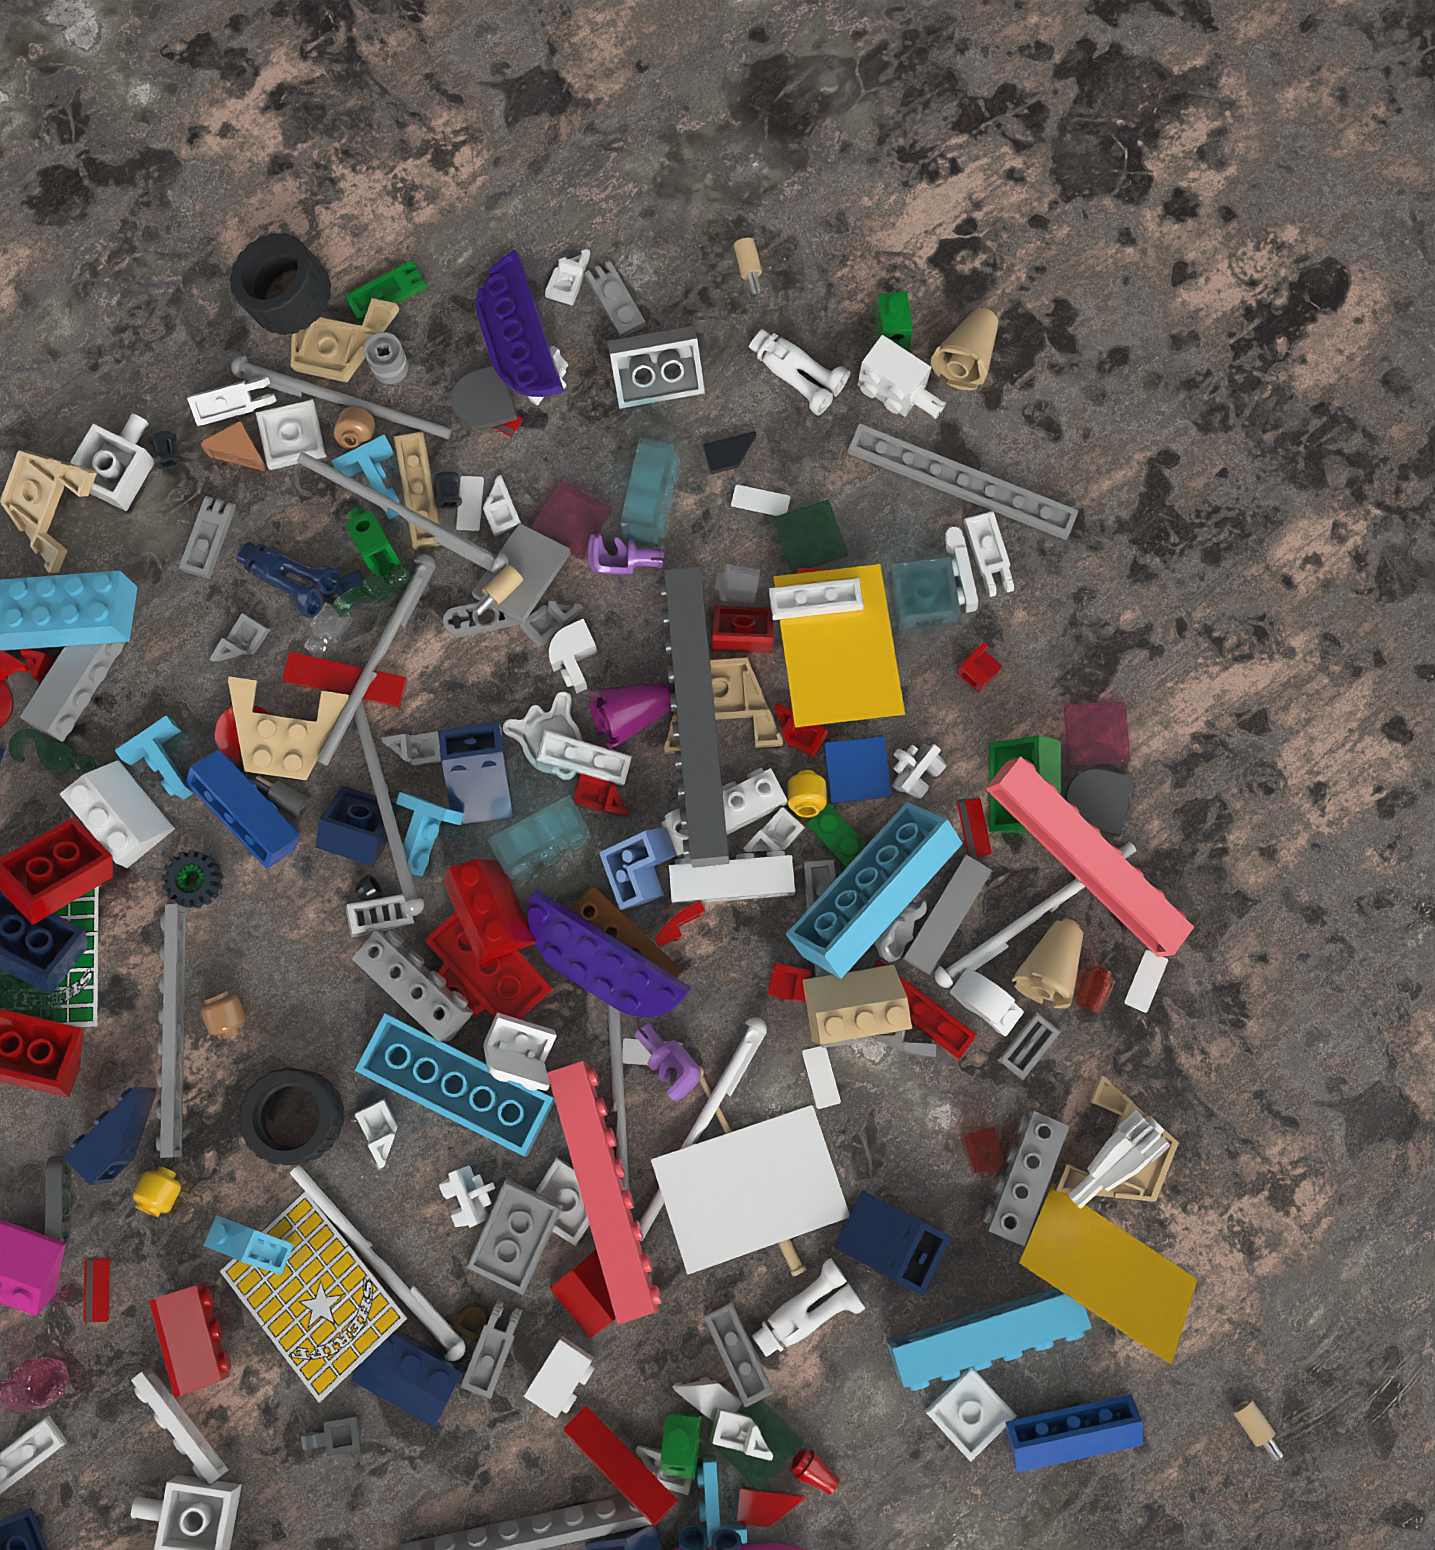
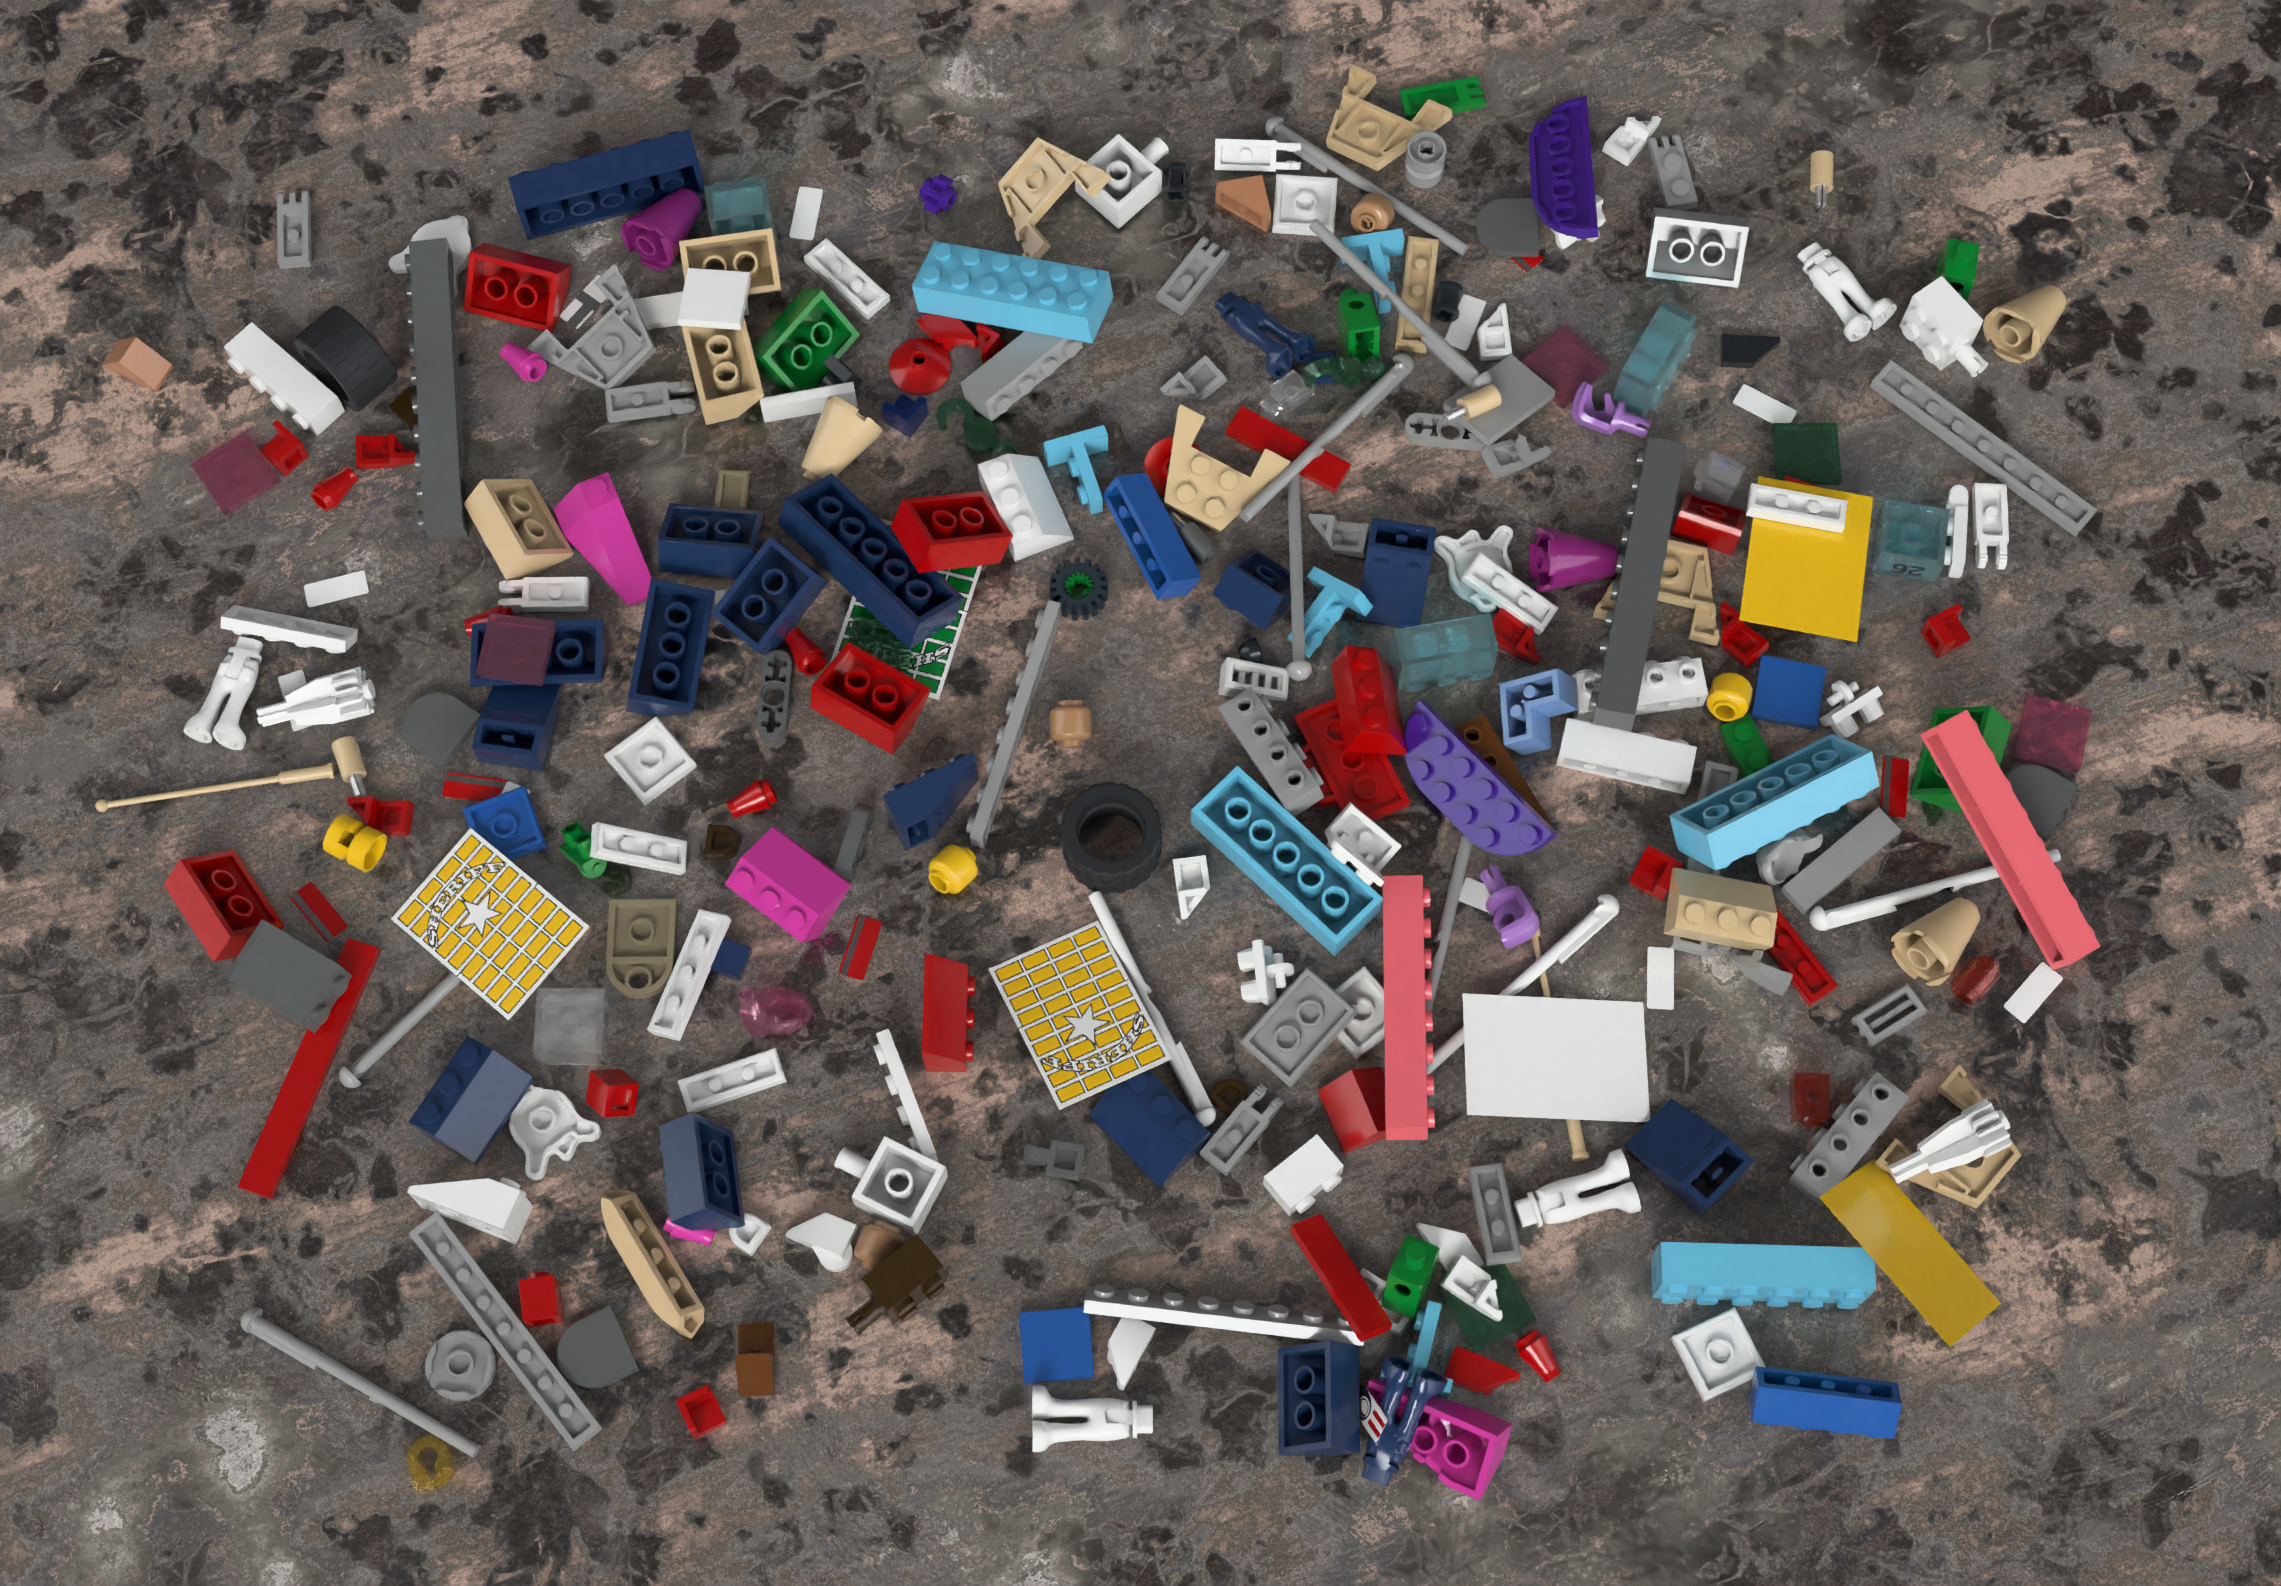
camera: 20 degrees right, 10 degrees down
(248, 1245) = (1033, 943): medium azure bracket -> none
(264, 262) = (1336, 34): black tyre -> none
(567, 648) = (1526, 485): white brick -> none
(671, 930) = (1565, 776): red slope -> none
(777, 833) = (1691, 726): white slope -> none
(987, 1001) = (1861, 950): white brick -> none
(1257, 1427) = (2022, 1466): tan piece -> none

